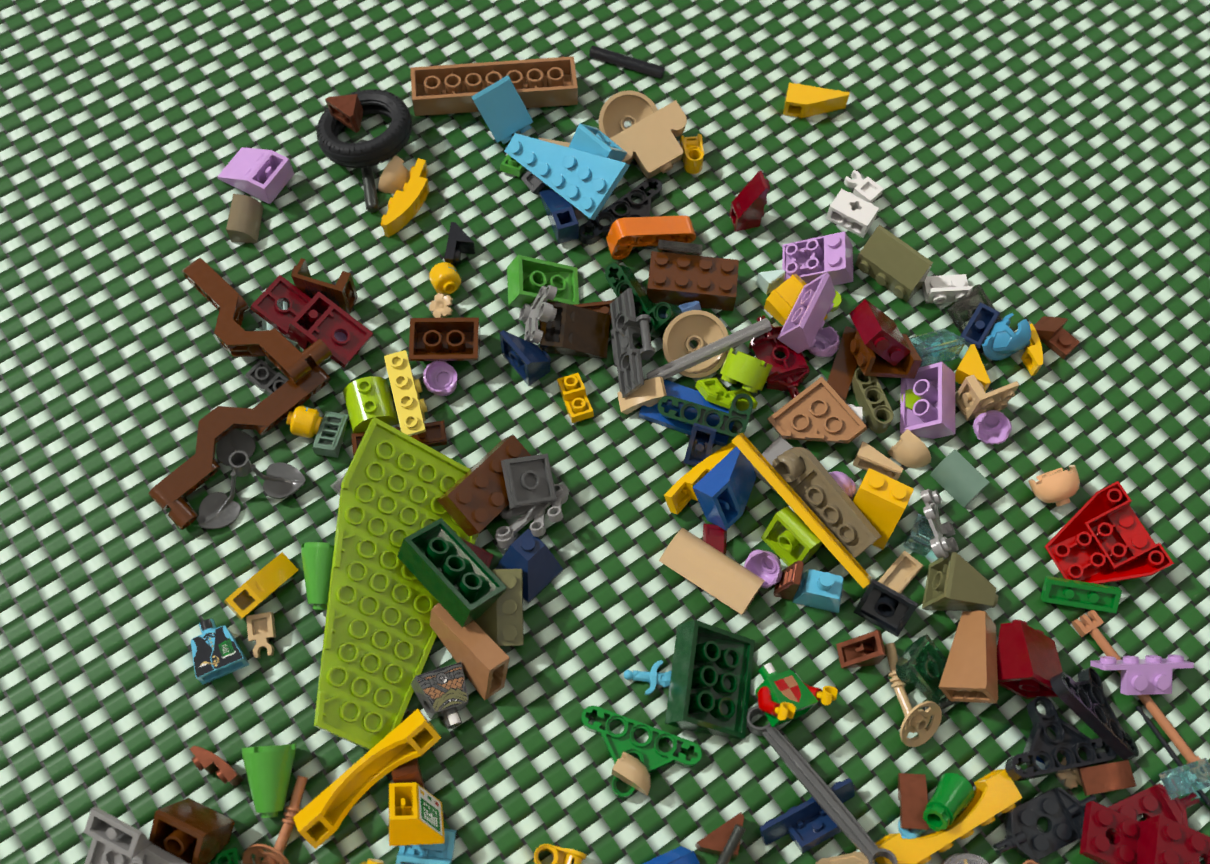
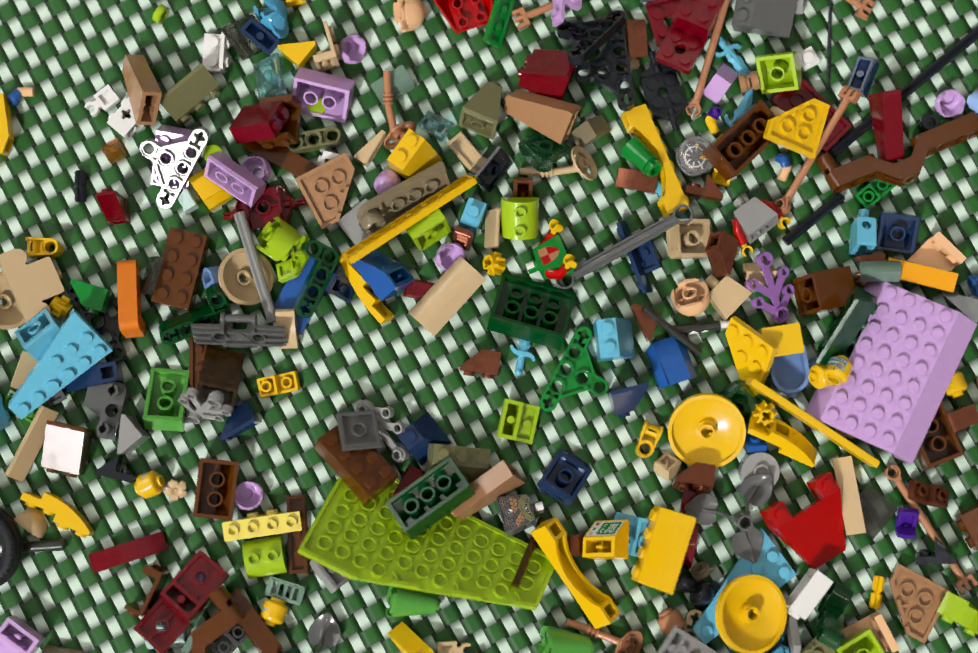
camera: 80 degrees left, 20 degrees up
(368, 271) = (128, 552): none -> dark red slope
(380, 707) = (526, 558): none -> dark brown bar
(478, 195) = (66, 448): none -> slope
(479, 165) = (30, 444): none -> tan tile
(497, 249) = (130, 435): none -> light grey slope
(497, 750) = (564, 477): none -> dark blue slope
(529, 232) = (102, 401): none -> dark grey piece
(563, 678) = (518, 421): none -> lime brick
(611, 822) = (626, 399): none -> dark blue slope
(632, 772) = (593, 378): tan brick -> none
(633, 175) = (61, 306): none -> yellow gear
(634, 627) = (484, 363): none -> copper slope
(646, 197) = (92, 296): none -> green slope
(690, 793) = (613, 339): none -> medium azure slope
(763, 625) = (494, 263): none -> yellow gear
(773, 177) = (80, 182): none -> black piece
(802, 252) = (170, 170): none -> beam
(808, 620) = (492, 229): none -> tan slope
(811, 205) = (113, 150): none -> clear orange slope
(829, 650) = (519, 218): none -> lime brick
(854, 115) = (20, 92): none -> arm
(885, 212) = (142, 89): none -> medium nougat slope
(910, 451) = (363, 119): tan brick -> none
(937, 472) = (396, 131): none -> nougat dish
(940, 545) = (434, 116): light grey plant -> none
(965, 731) = (590, 131): none -> dark tan slope
(975, 228) = (160, 14): none -> lime tile

